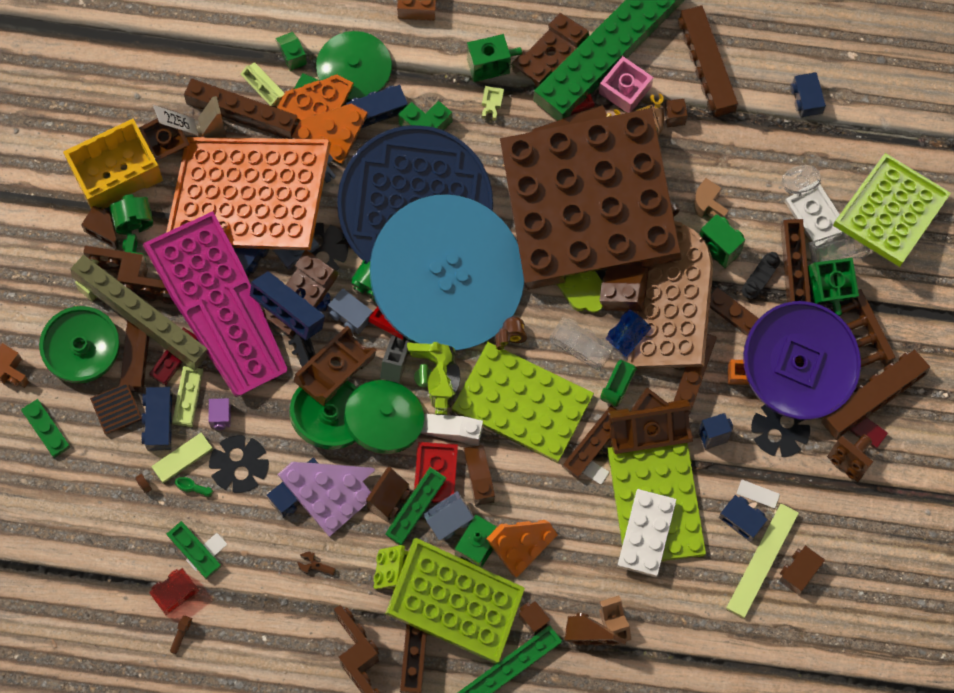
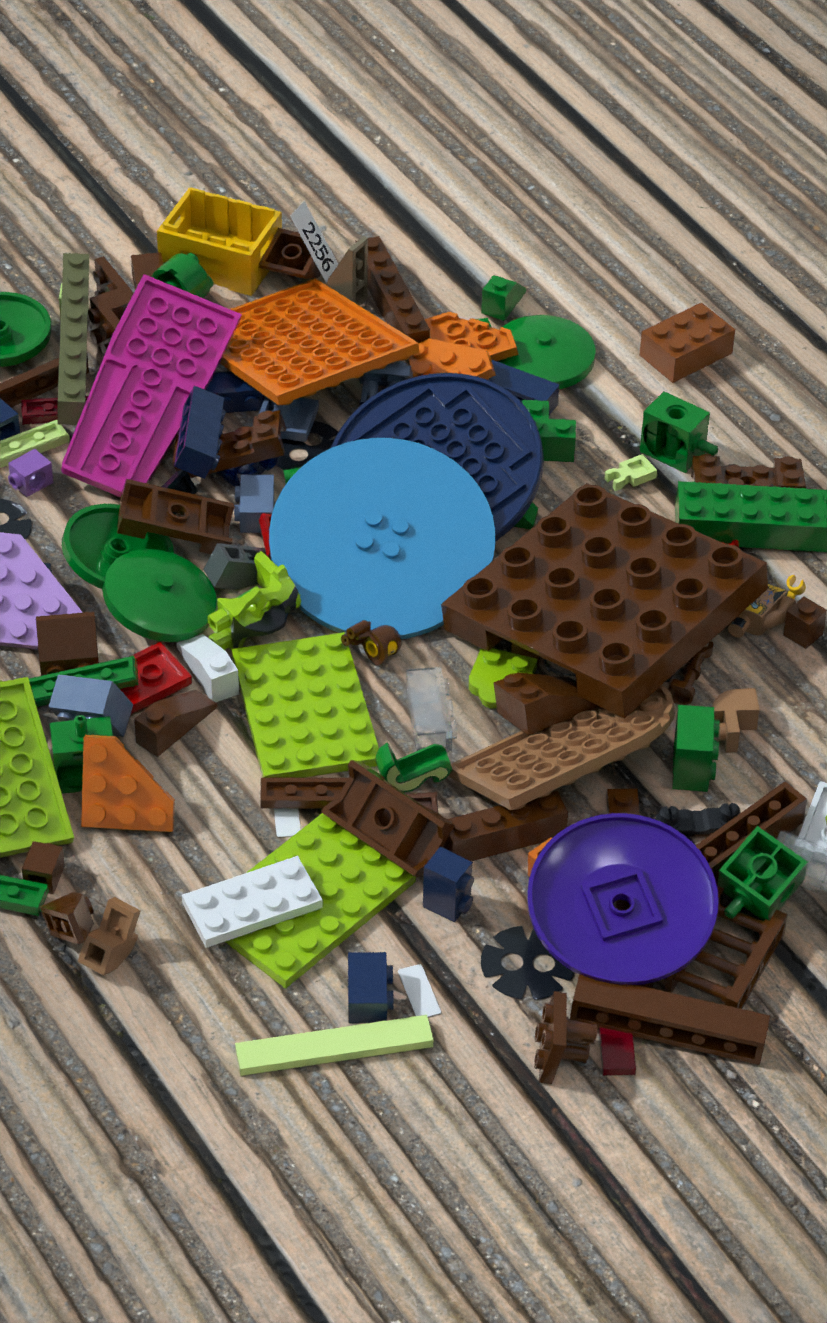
camera: 50 degrees right, 25 degrees down
(262, 84) = (439, 294): yellowish green piece -> none
(625, 85) = (787, 554): bright pink brick -> none
(628, 332) = (485, 737): clear blue bracket -> none
(801, 570) = (359, 1088): reddish brown brick -> none

